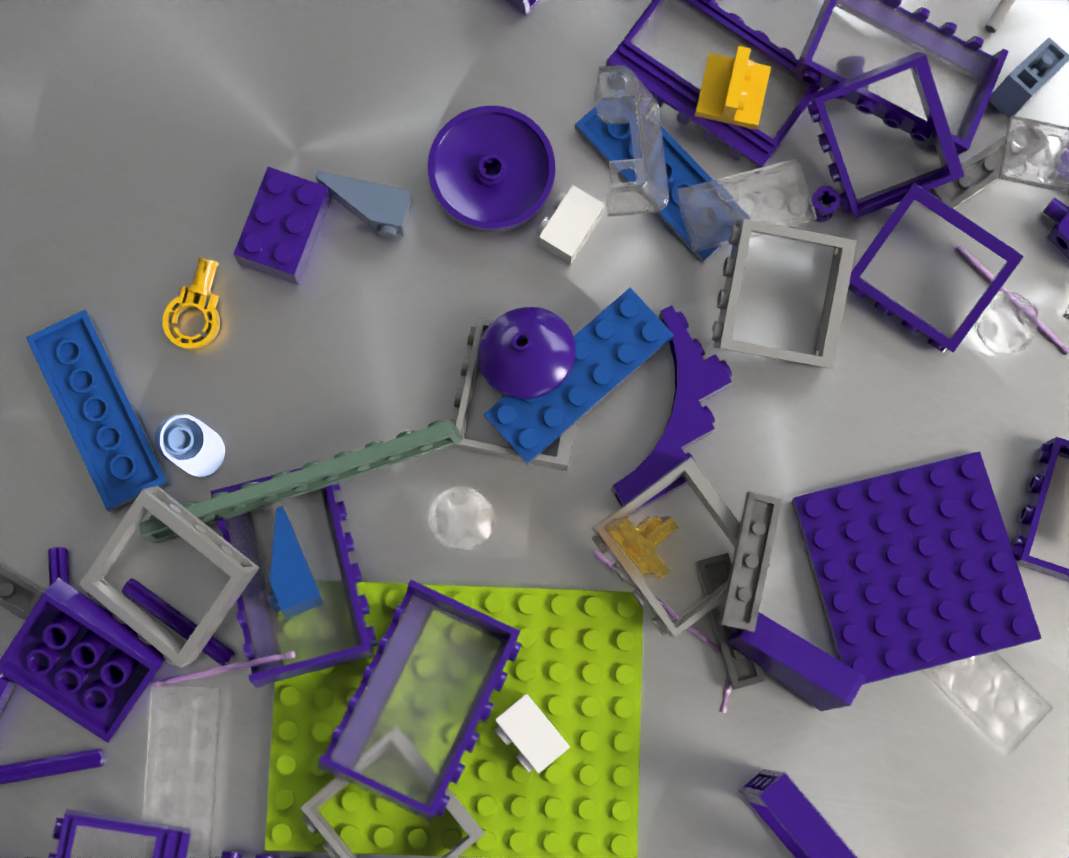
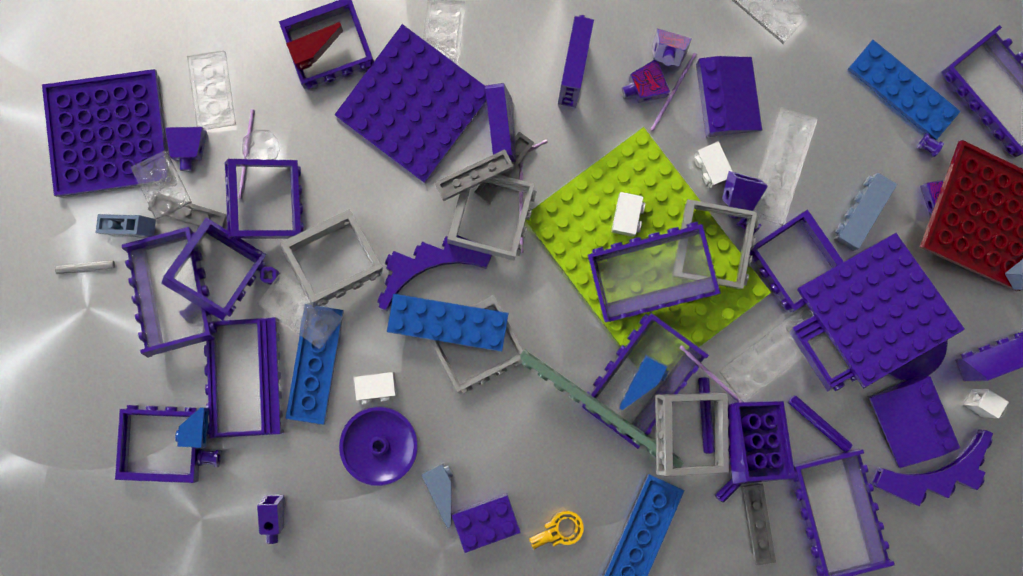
camera: 125 degrees left, 5 degrees up
(190, 444) = (624, 478): light blue cap -> none
(461, 518) = (555, 325): clear dish -> none
(529, 369) = (460, 342): dark purple dish -> none
(625, 99) = (329, 363): clear windscreen -> none
(641, 540) = (504, 227): clear yellow bracket -> none
(733, 89) = (247, 360): yellow bracket -> none

